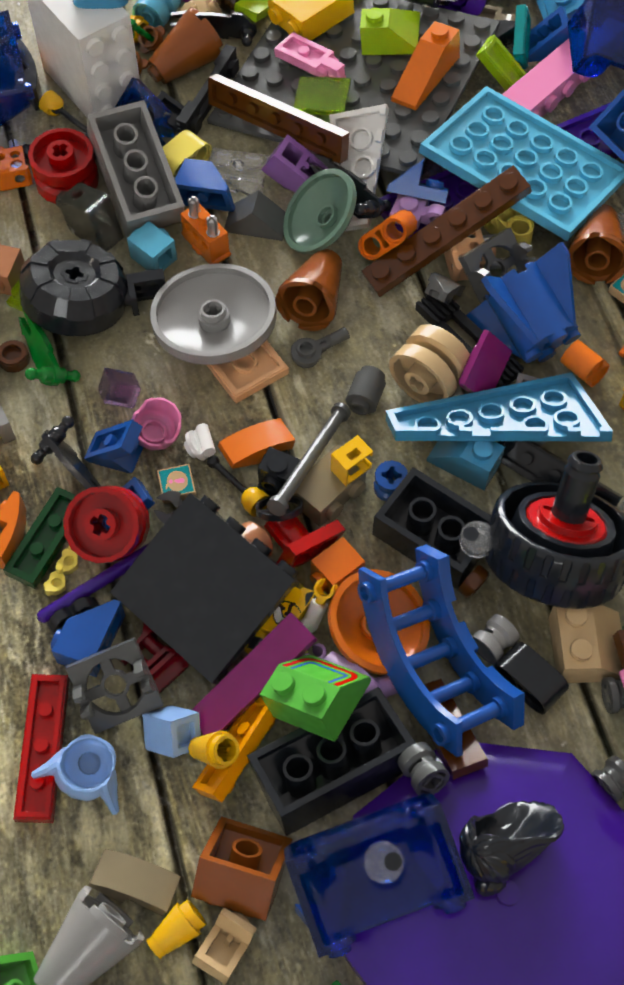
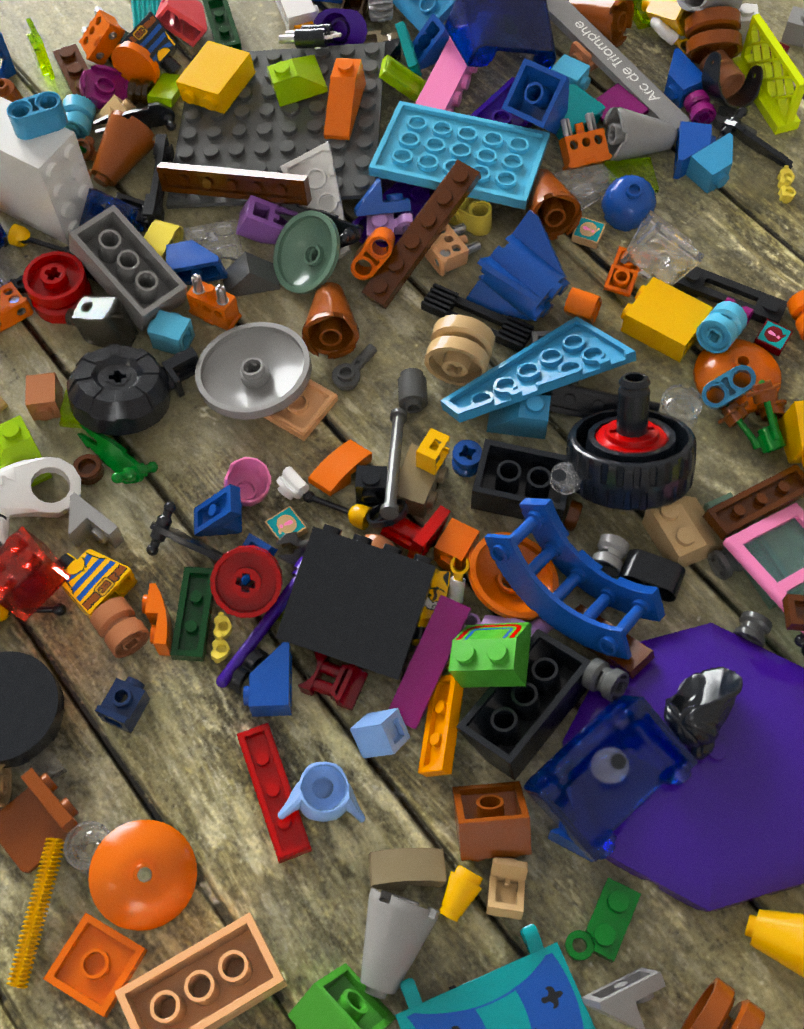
camera: 20 degrees left, 0 degrees up
(99, 718) = (283, 714): dark grey piece -> none
(119, 388) = (197, 463): clear purple slope -> none
(215, 749) = (427, 732): yellow cone -> none
(309, 57) = (237, 123): bright pink hinge -> none
(322, 95) = (263, 152): clear neon green piece -> none
(443, 288) = (438, 283): dark grey slope -> none
(485, 364) = (504, 333): magenta piece -> none
(505, 239) = (489, 236): dark grey piece -> none

